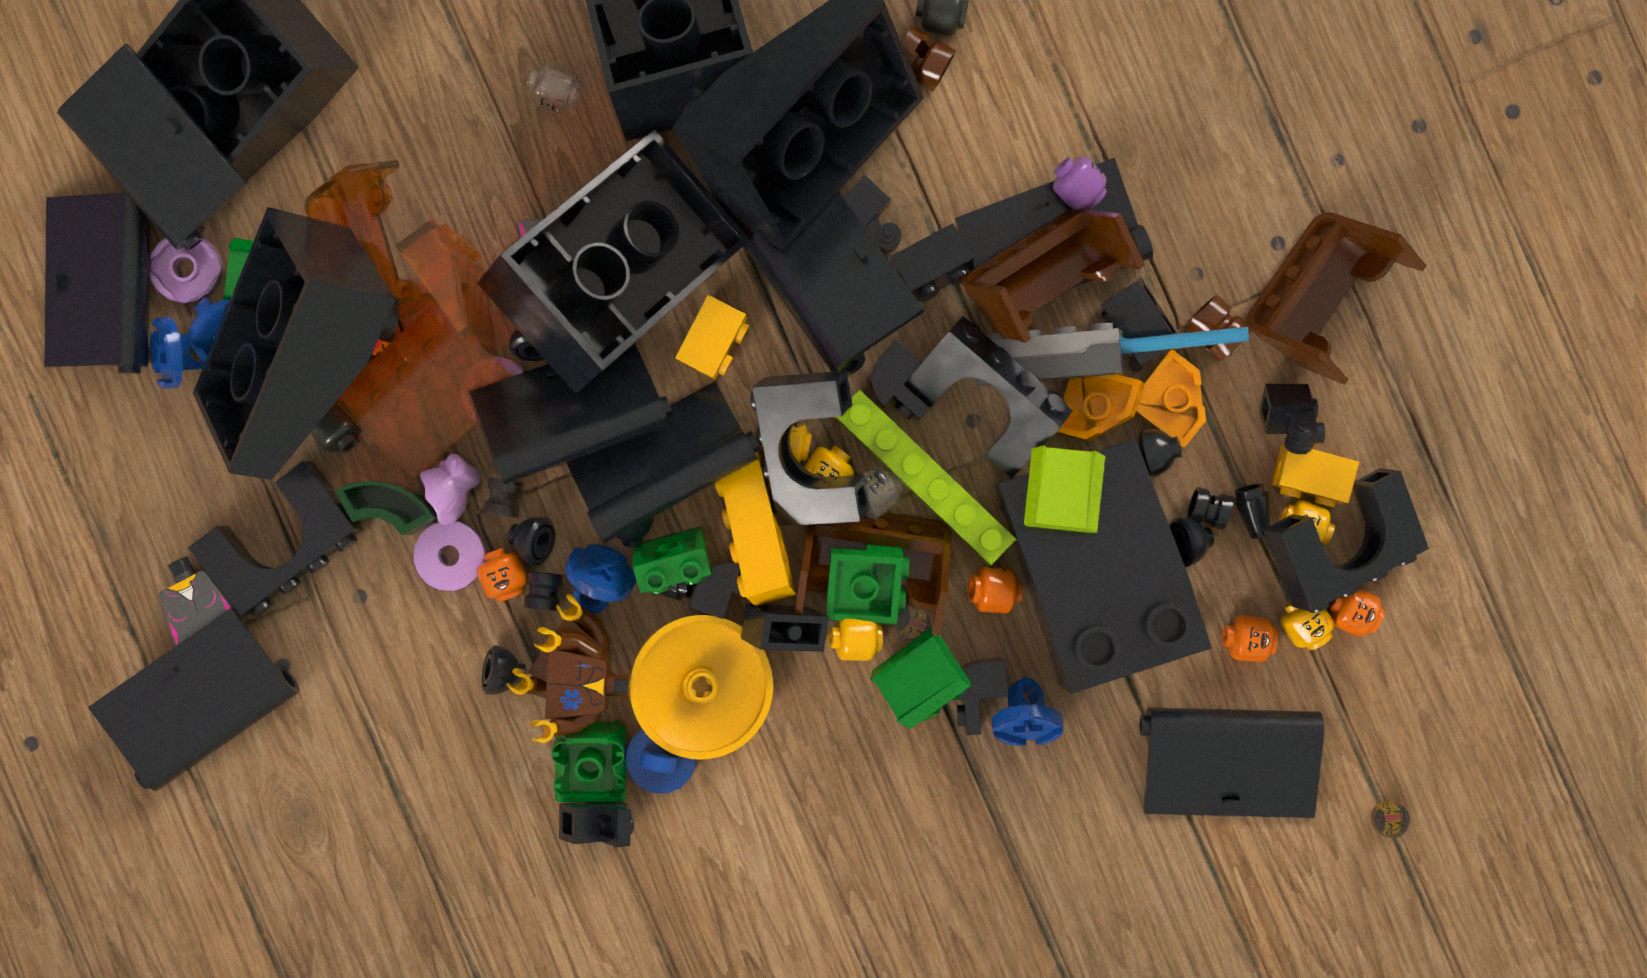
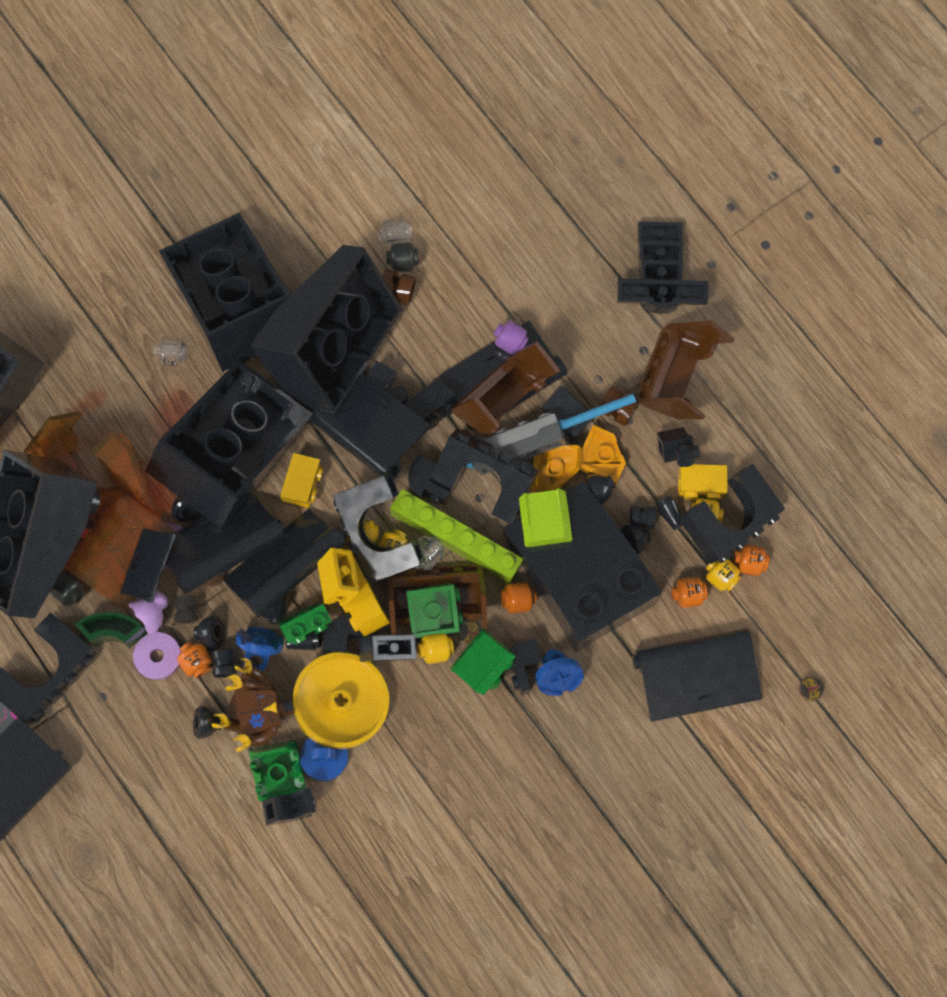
camera: 20 degrees left, 15 degrees down
(470, 406) = (153, 552): none -> black door
(734, 514) = (338, 576): none -> yellow brick
(1340, 122) = (661, 271): none -> black slope

